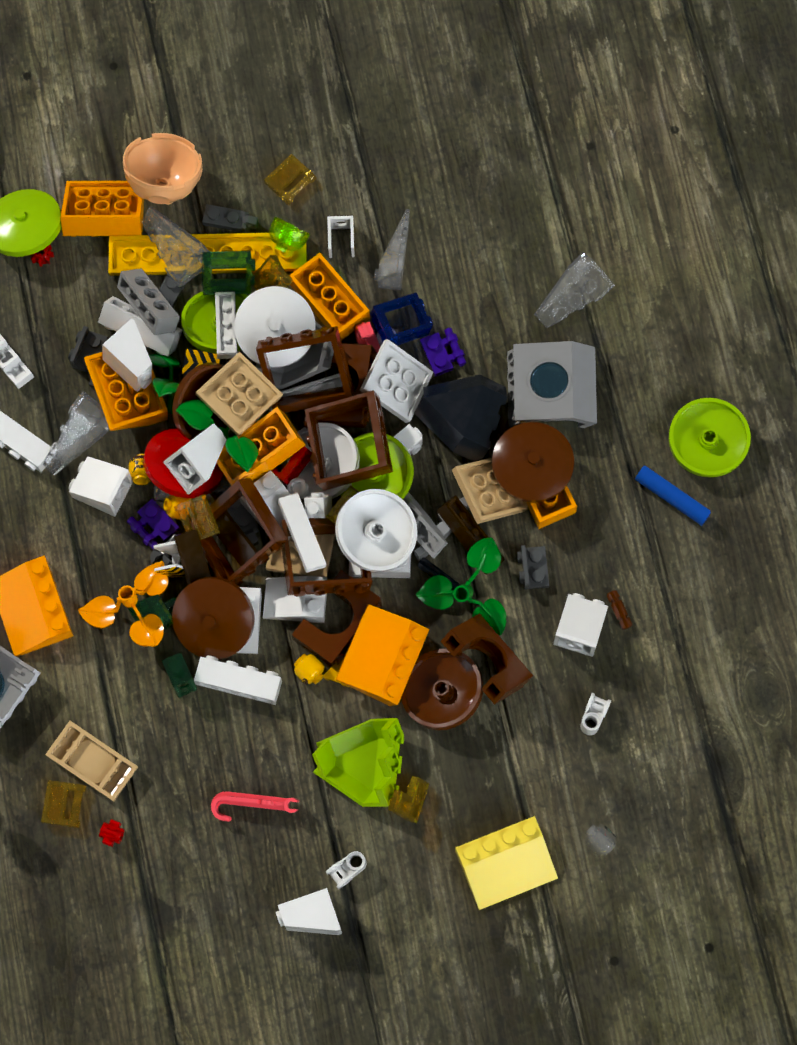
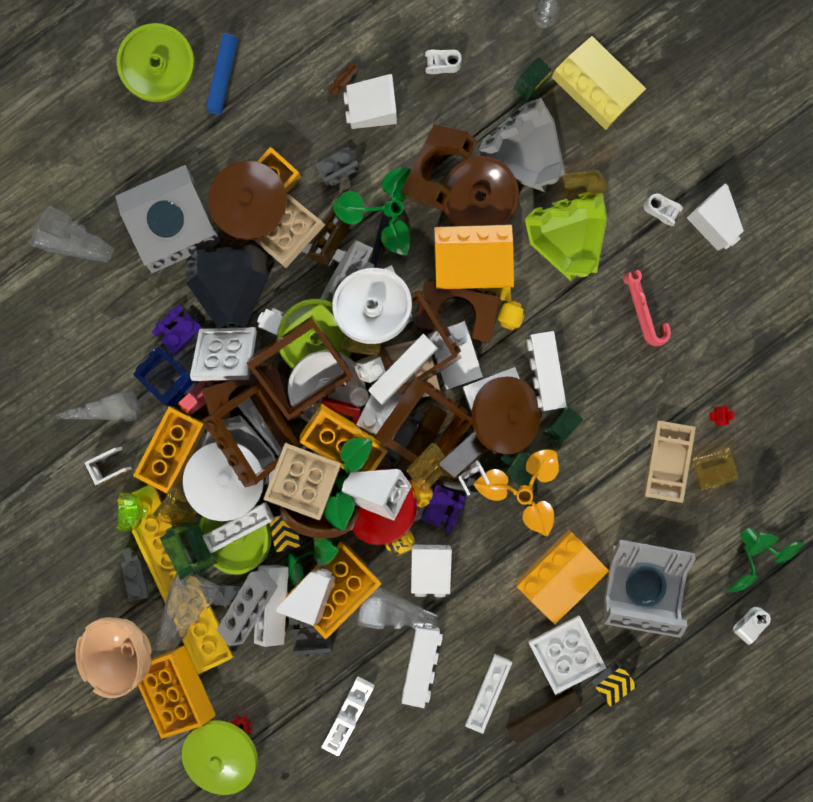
camera: 115 degrees left, 15 degrees up
(285, 175) = (69, 543): clear yellow plate -> none
(469, 757) = (528, 146): none -> light grey panel
(538, 796) = (534, 77): none -> clear green torso

